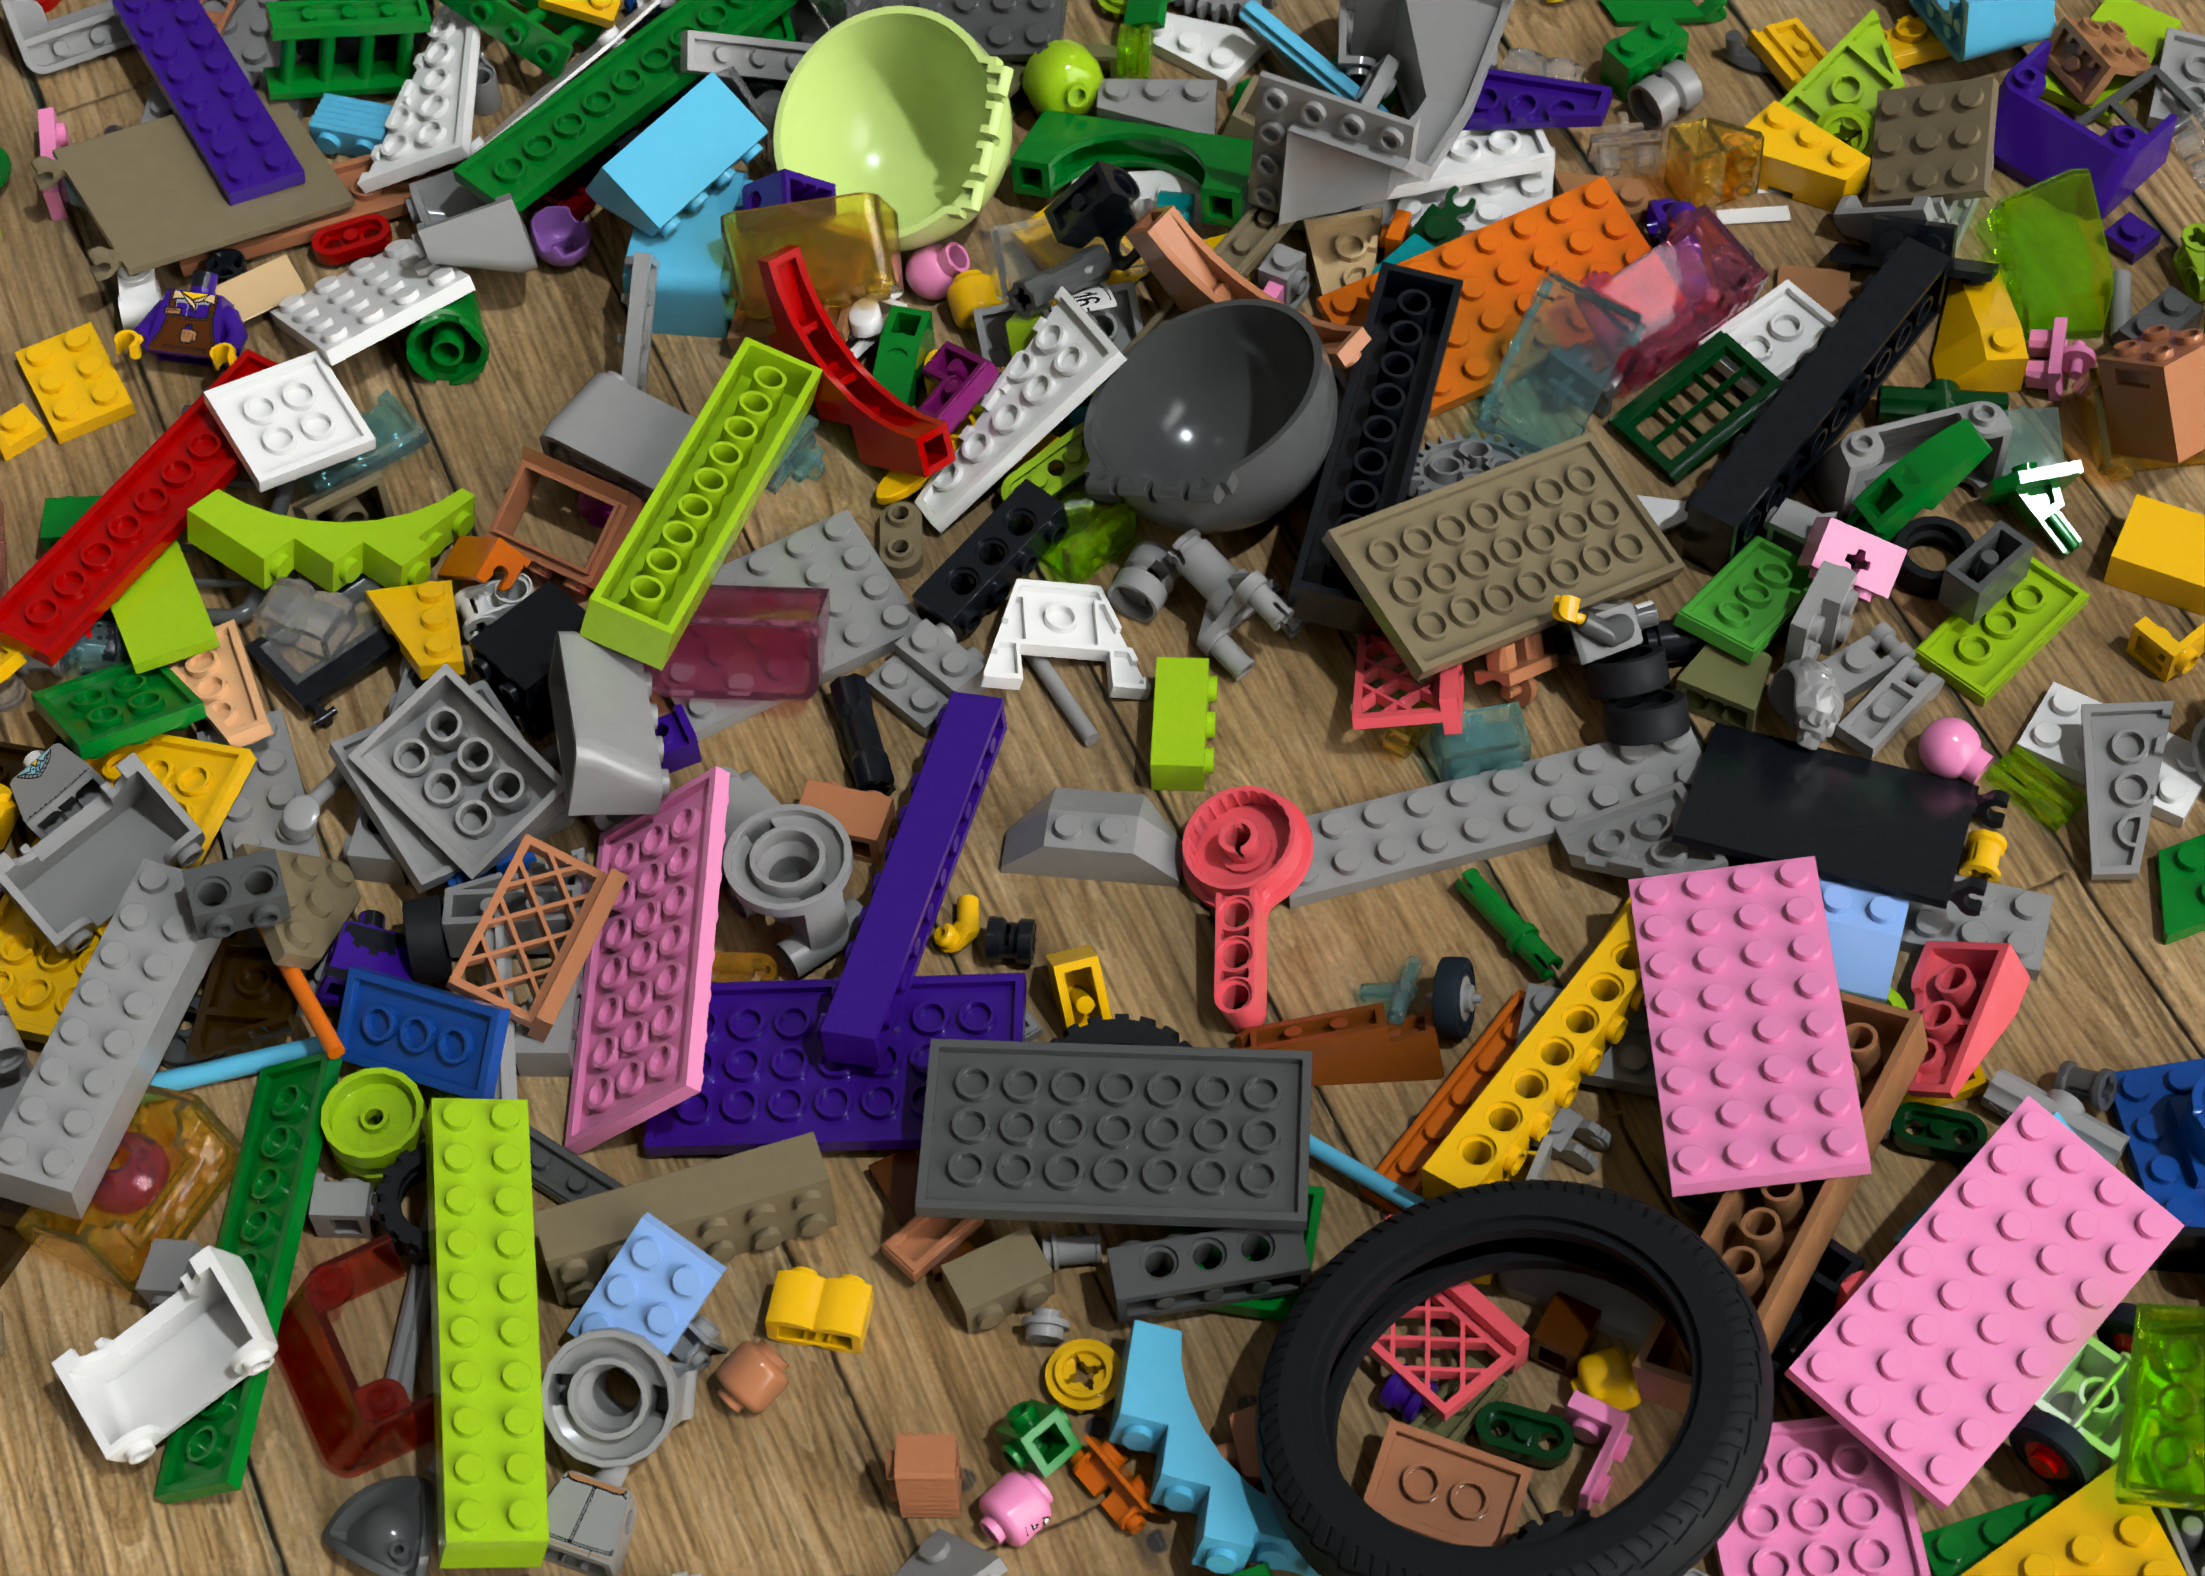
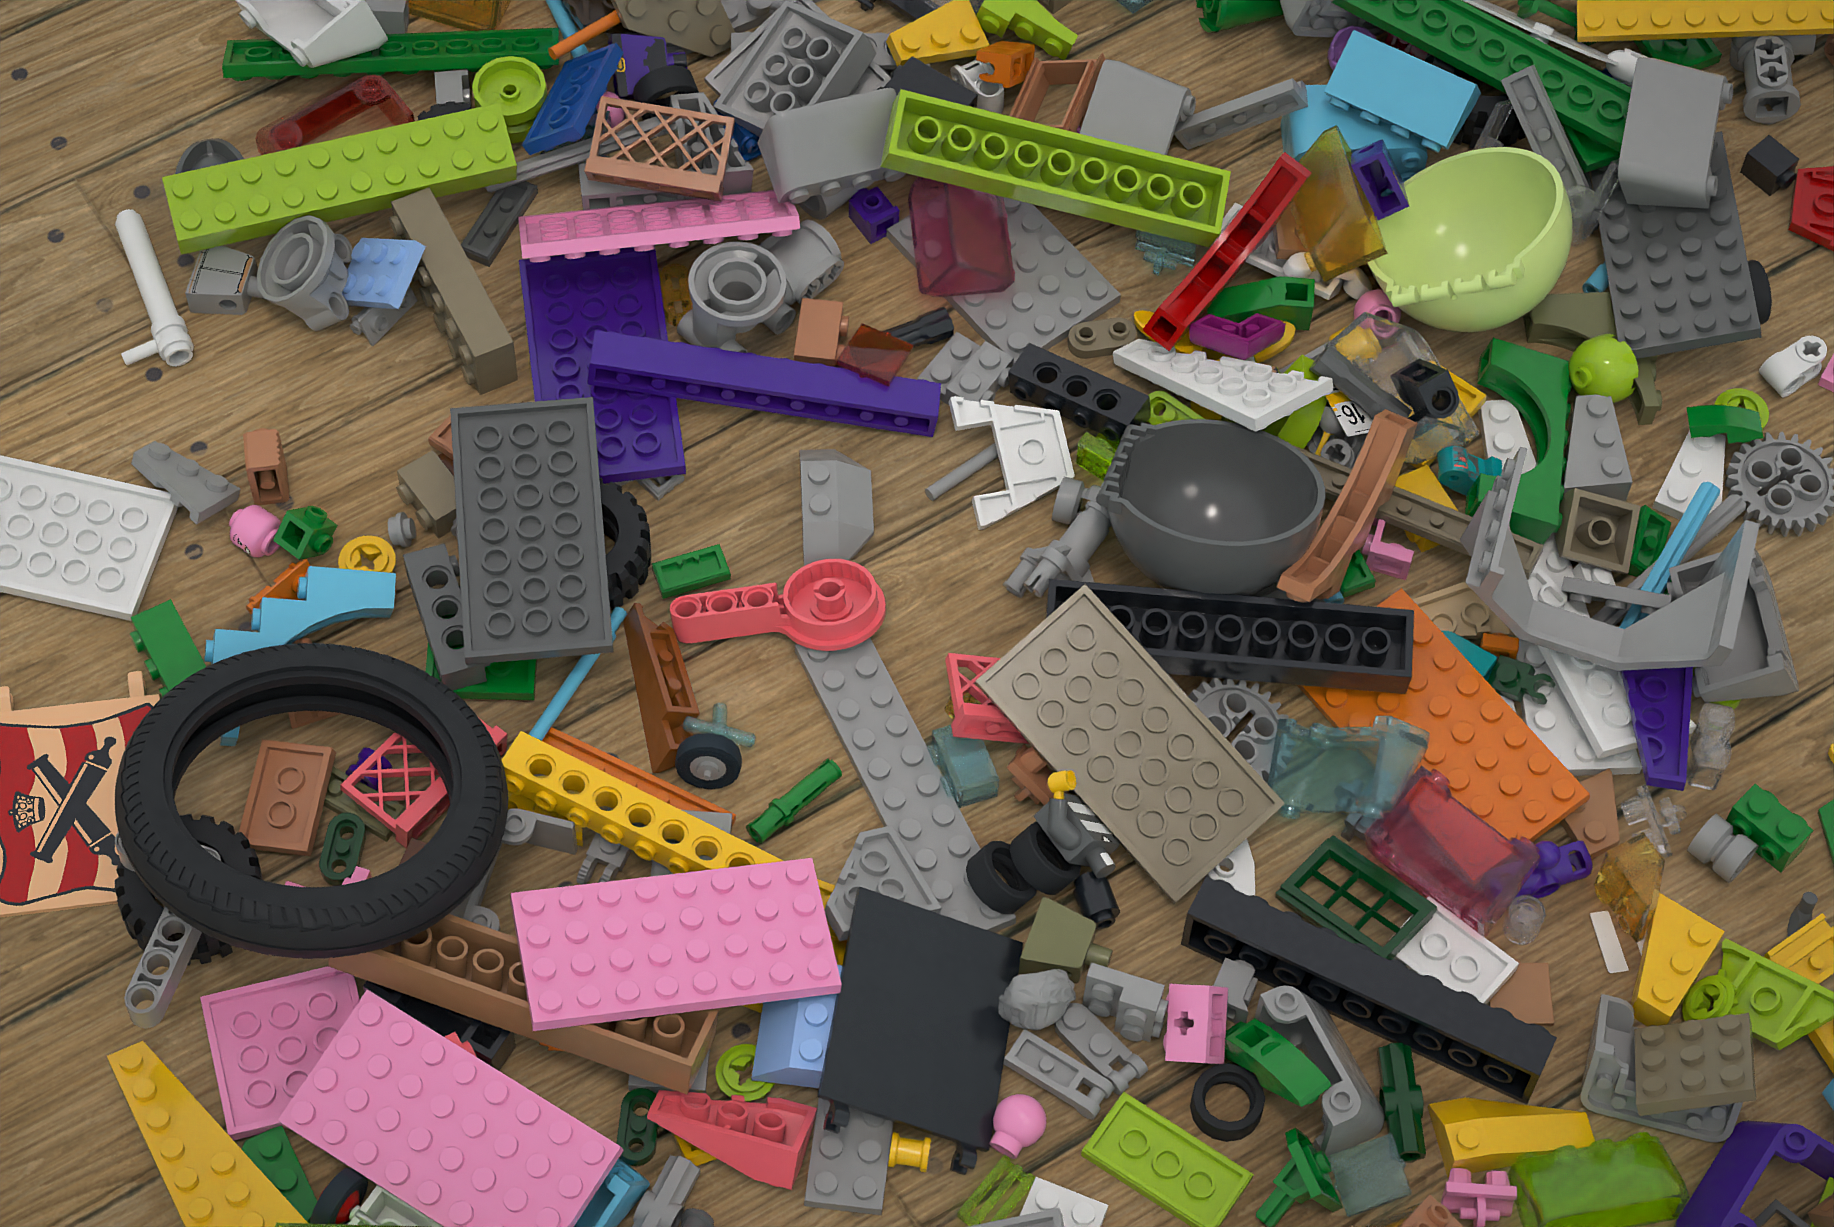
camera: 75 degrees right, 5 degrees up
(752, 1376) = (343, 356): nougat head -> none
(820, 1310) = (400, 389): yellow brick -> none
(899, 750) = (875, 354): none -> clear red piece
(964, 930) = (736, 433): yellow arm -> none
(1021, 940) = (727, 459): black wheel -> none
(1078, 985) = (684, 512): yellow slope -> none
(1123, 321) = (1336, 445): none -> light grey bush
(1135, 51) = (1663, 423): clear neon green wheel -> none
(1165, 994) = (691, 571): none -> green plate
(1182, 724) = (948, 549): lime brick -> none
(1288, 269) = (1428, 567): light grey brick -> none
(1747, 600) = (1137, 943): bright green tile -> none
(1891, 231) = (1567, 1068): black bracket -> none
(1986, 572) = (1197, 1131): dark grey brick -> none

